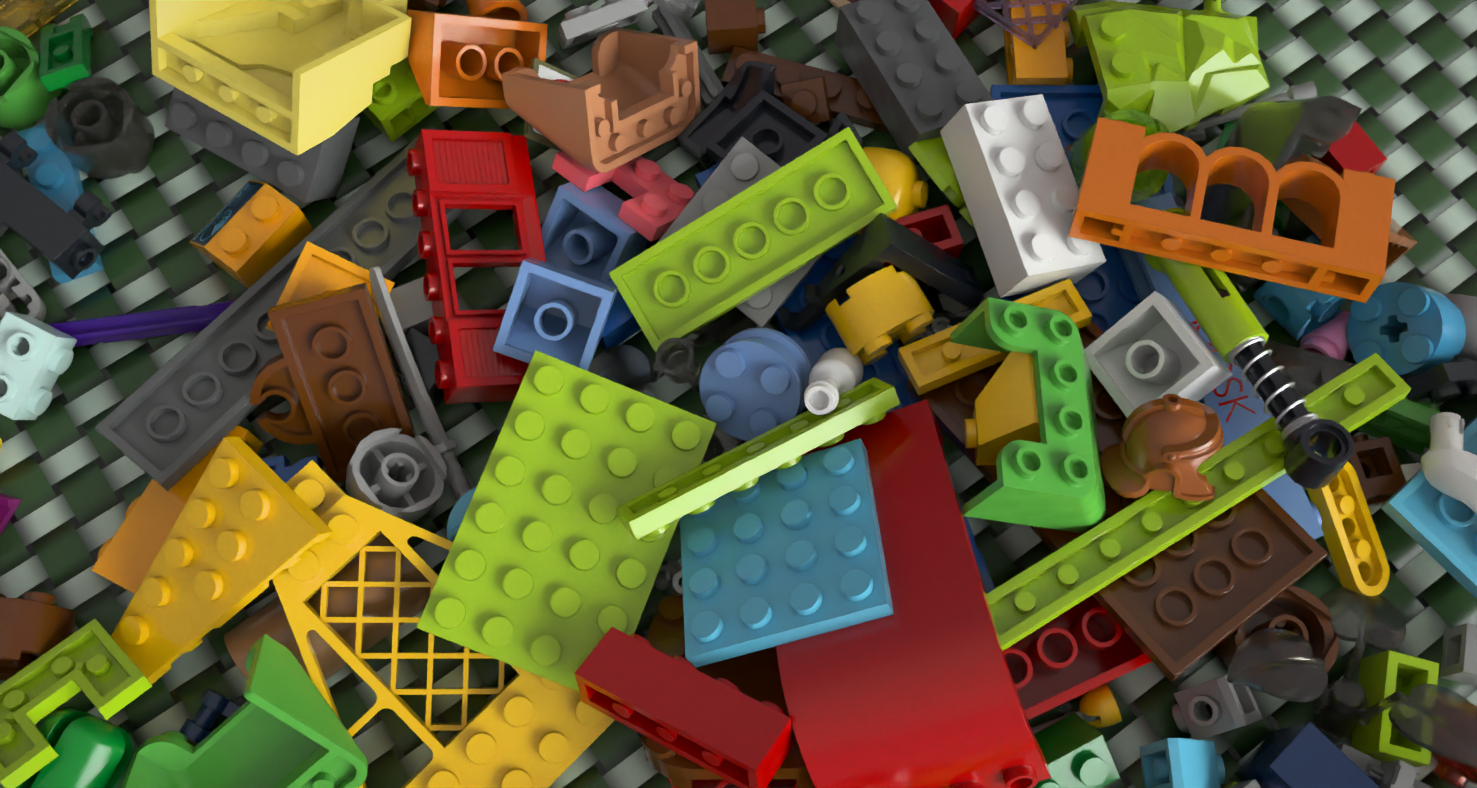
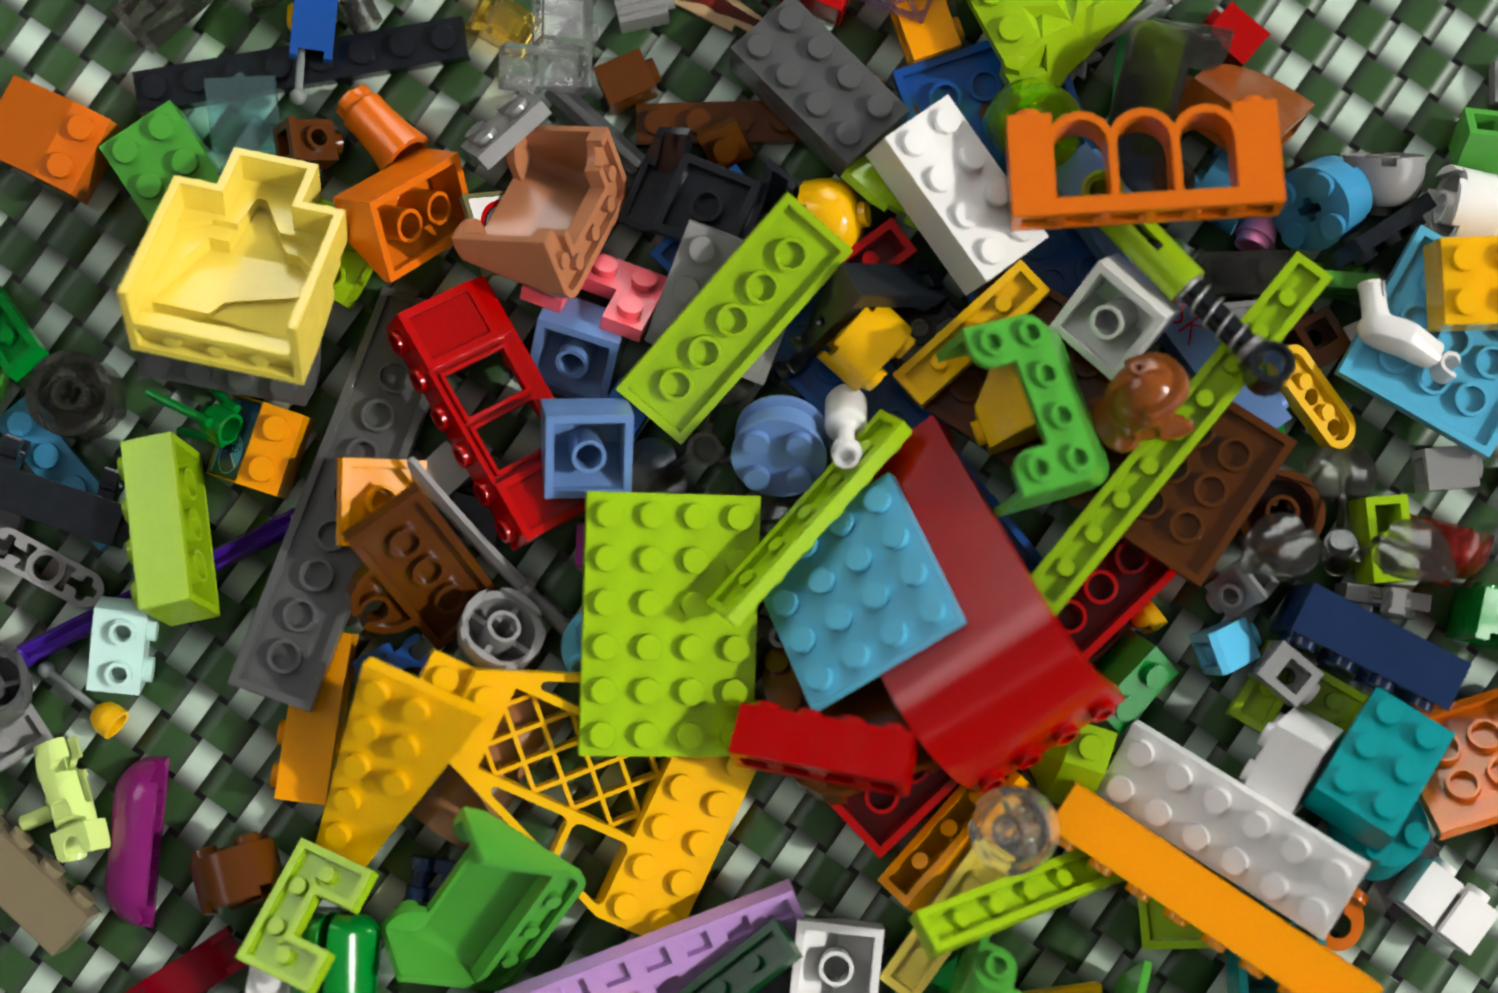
camera: 25 degrees left, 15 degrees up
(116, 268) = (168, 529): none -> lime brick
(214, 188) = (217, 422): none -> green plant

